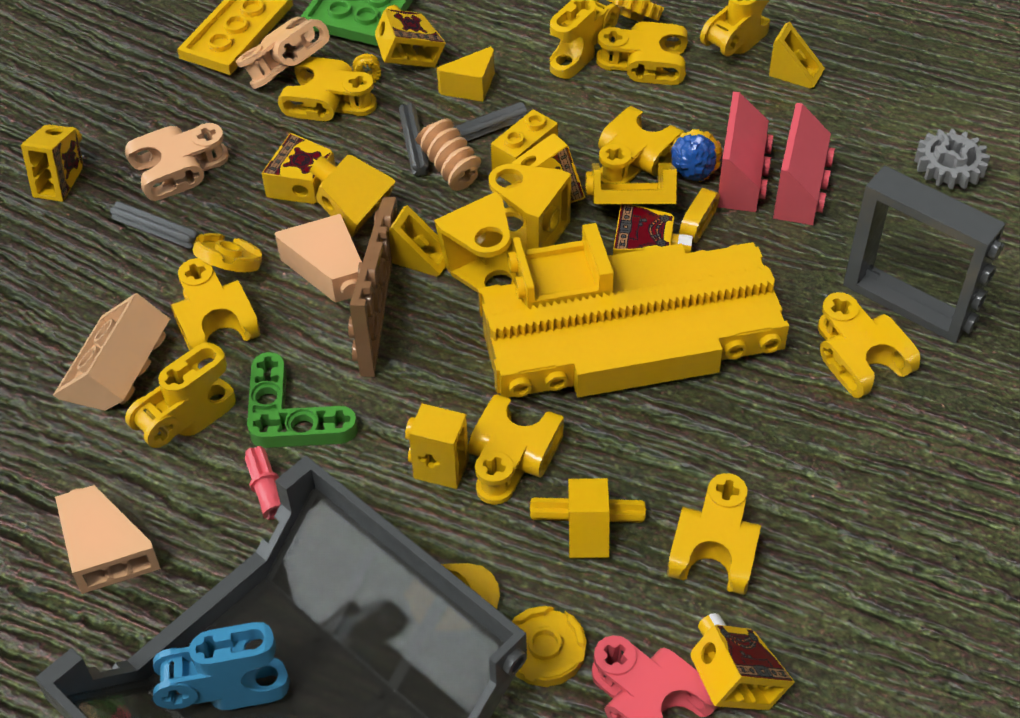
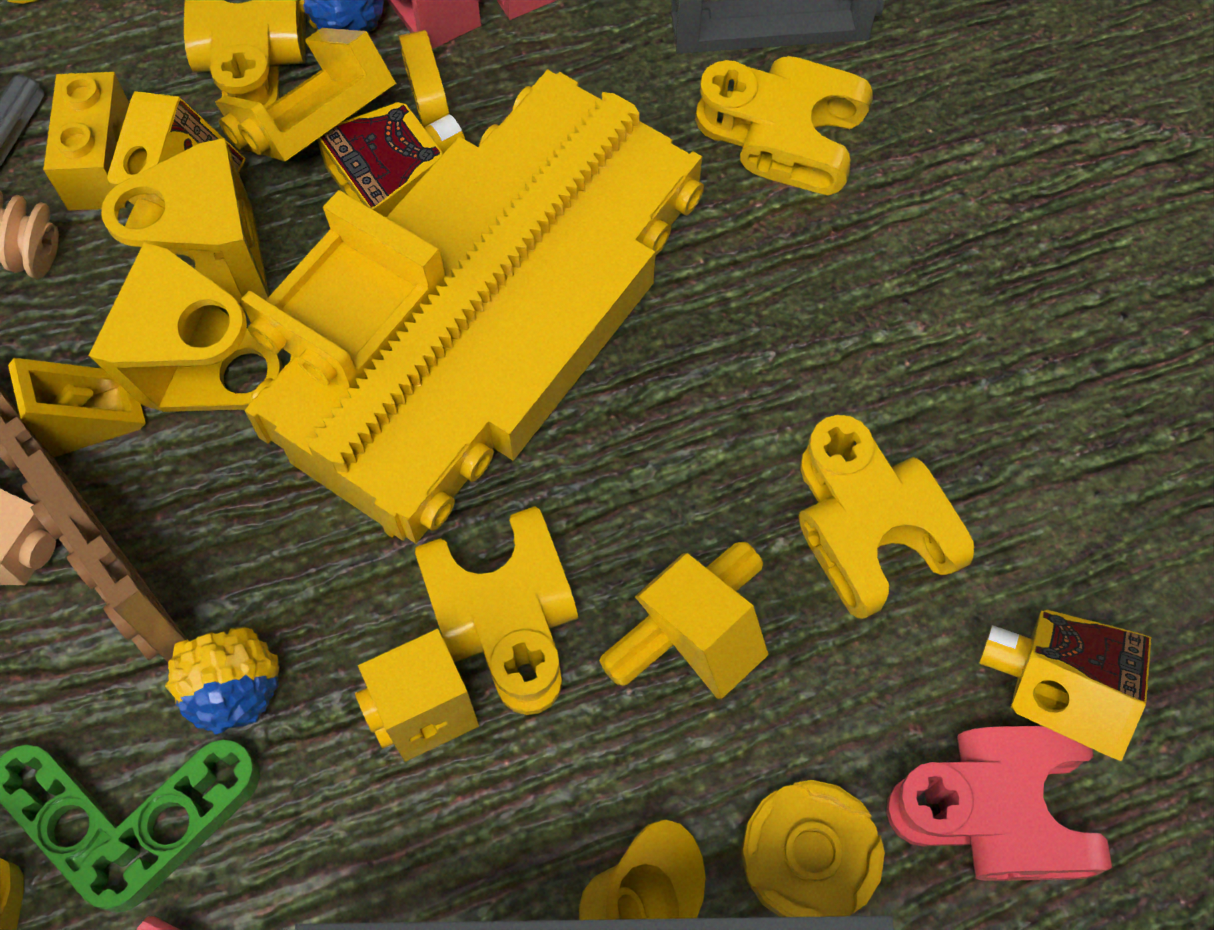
camera: 45 degrees left, 15 degrees up
(372, 384) = (222, 679): none -> piece

